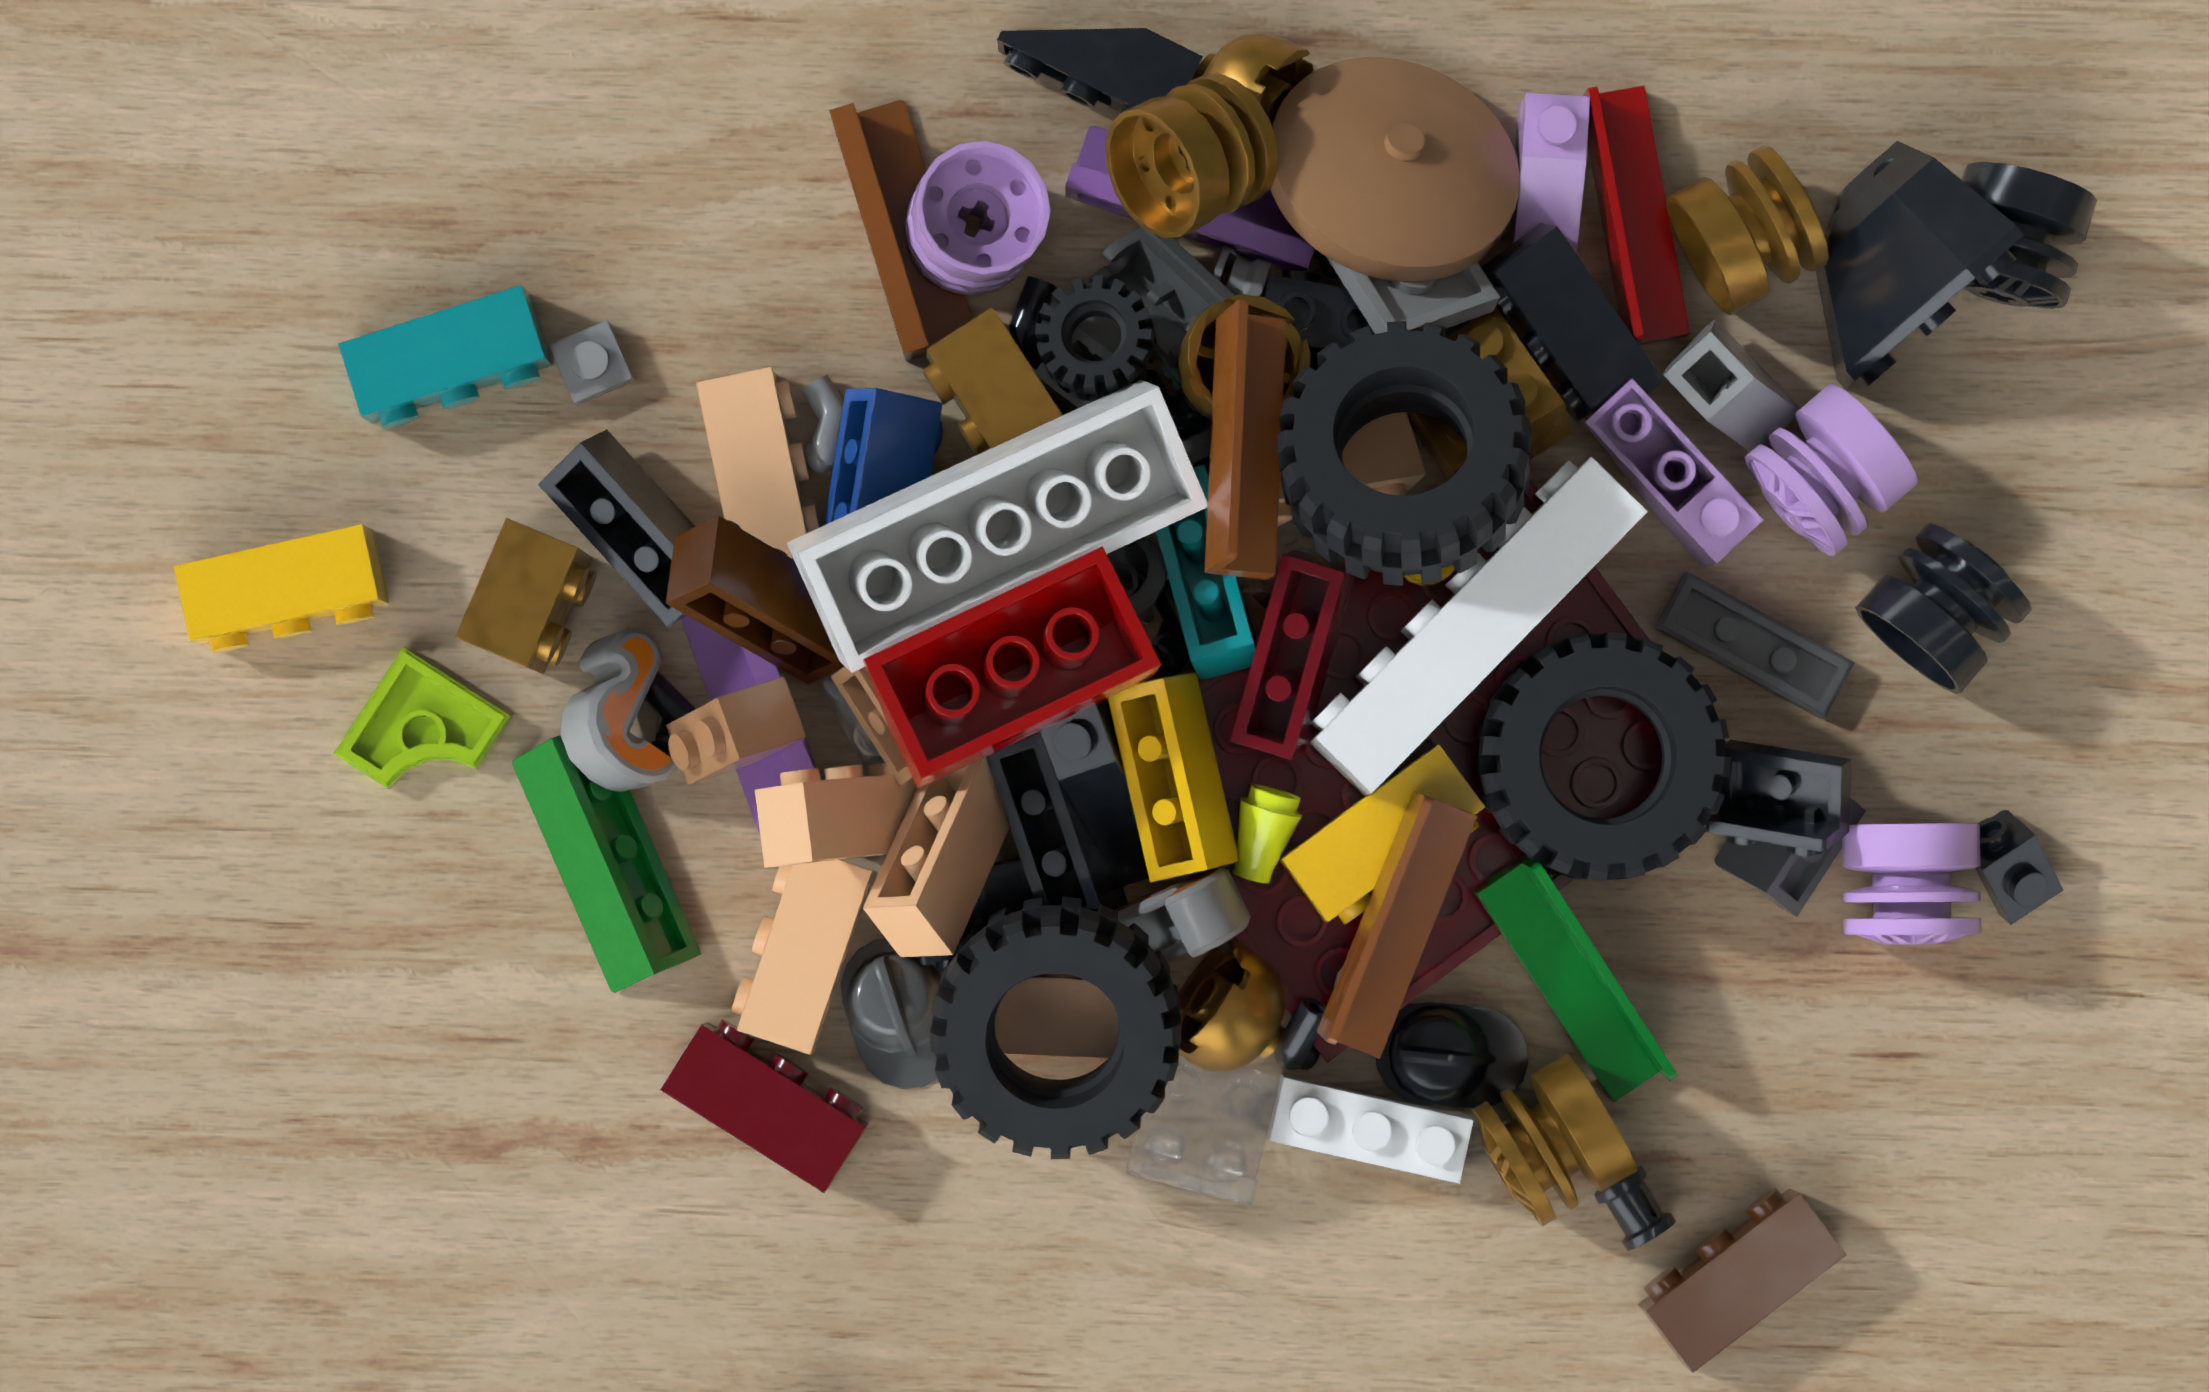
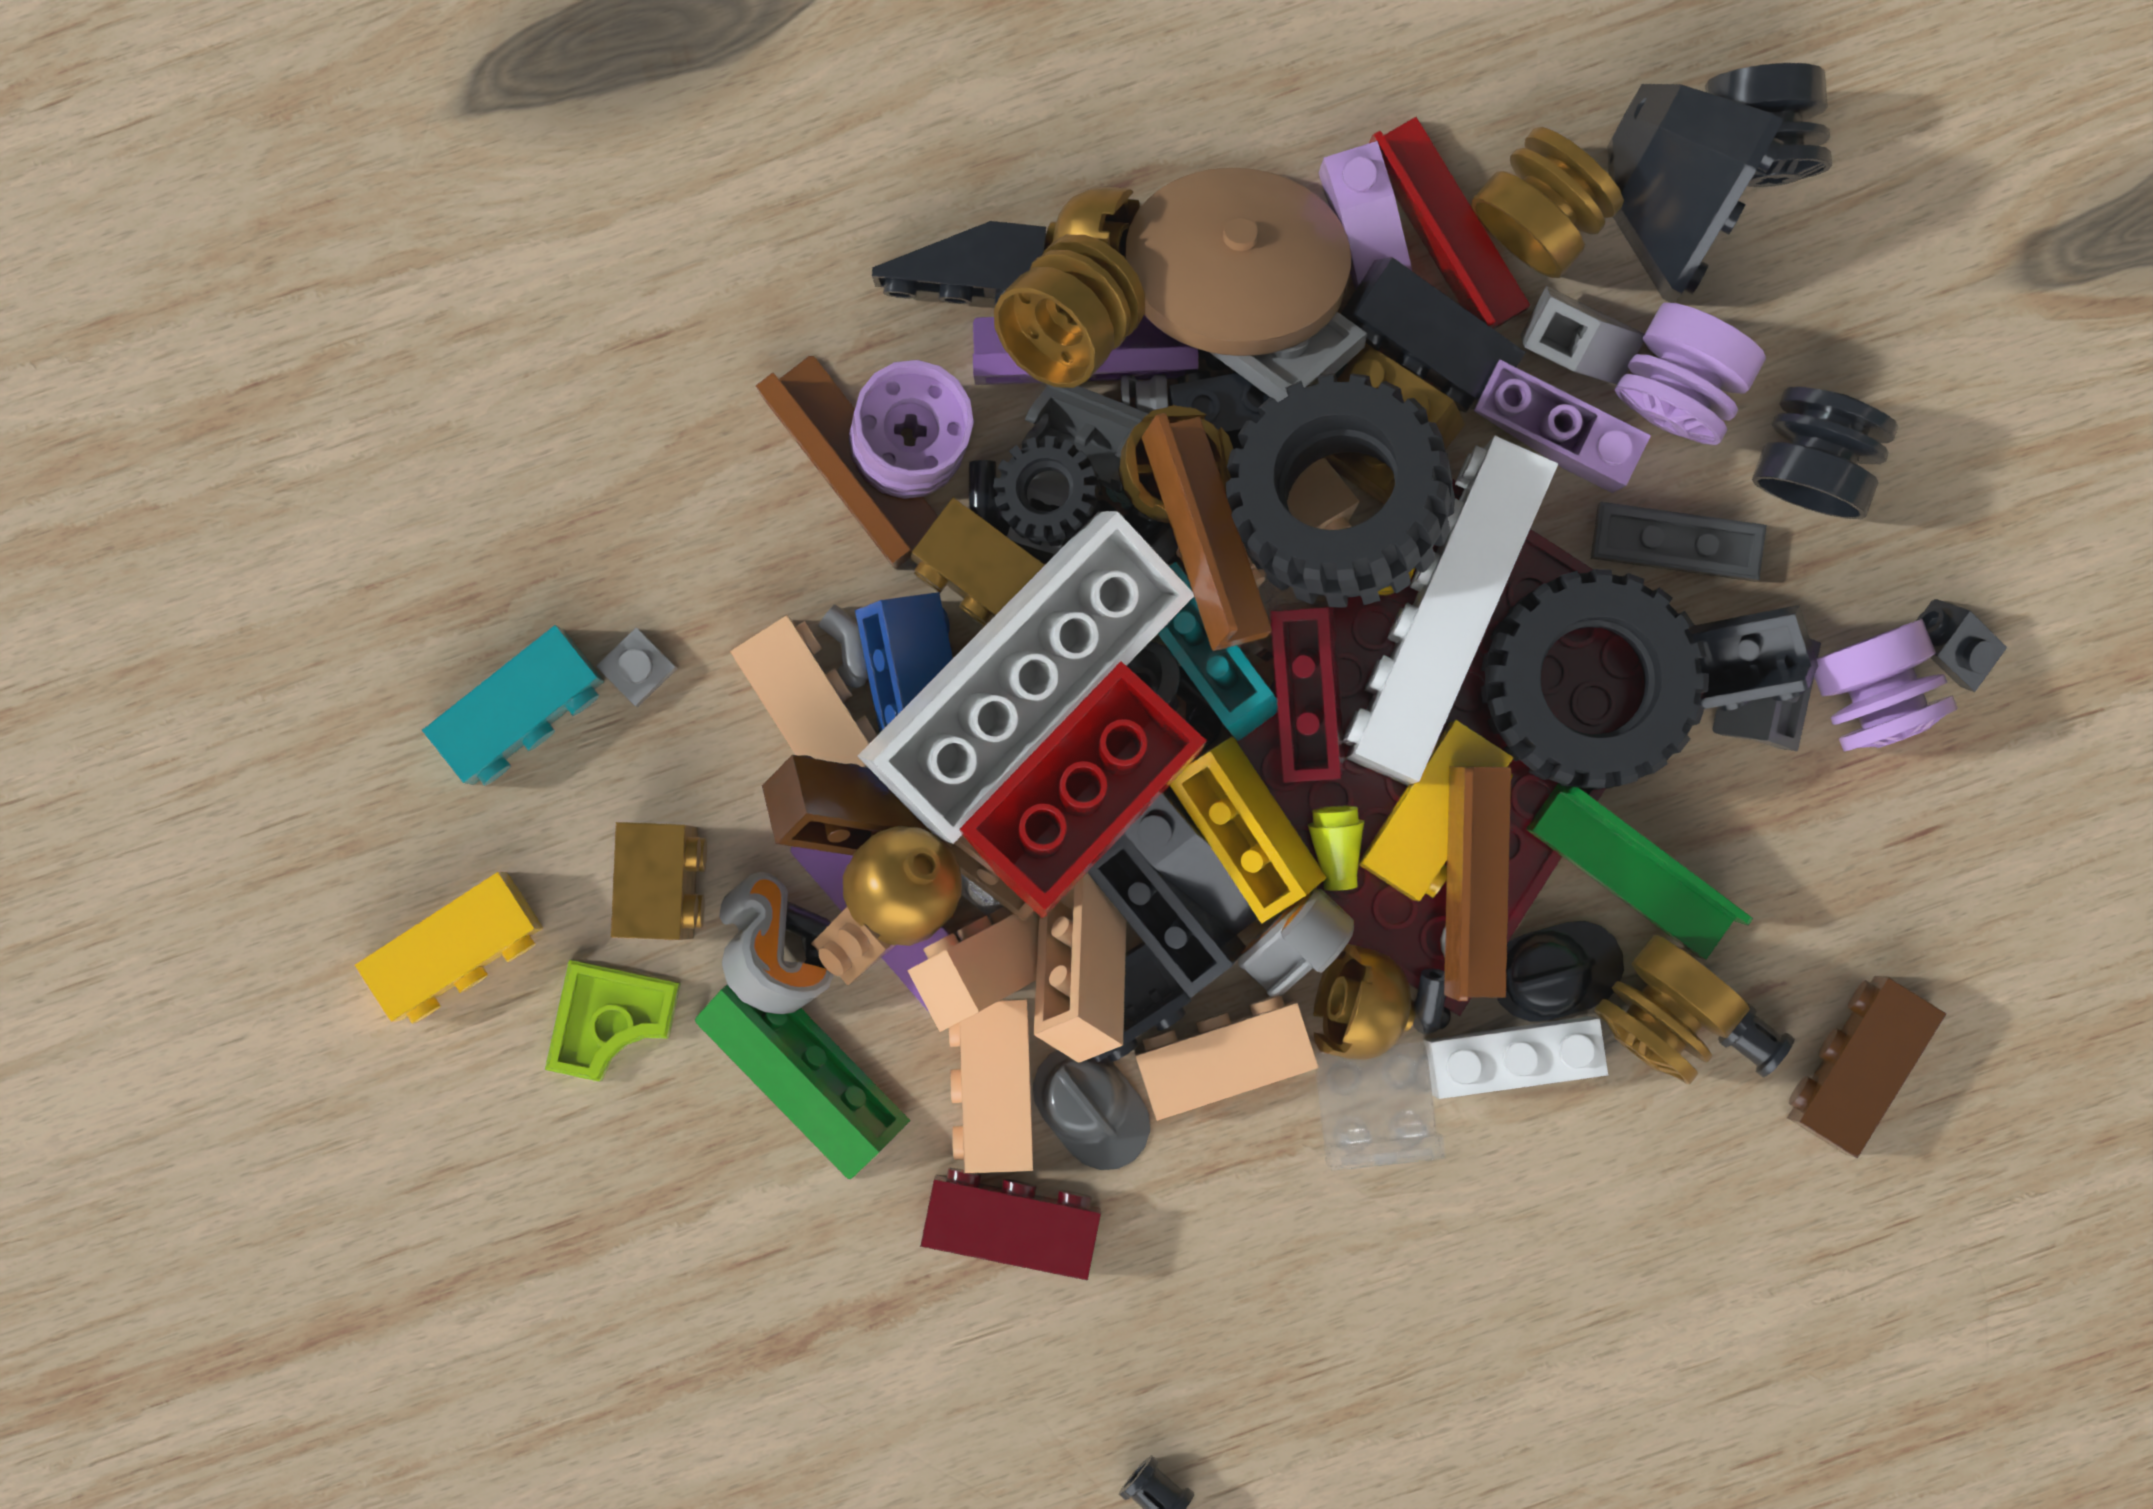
camera: 20 degrees left, 0 degrees up
(621, 515) = (710, 784): black brick -> none
(783, 697) = (902, 885): none -> pearl gold cylinder
(1041, 1109) = (1240, 1144): black tyre -> none

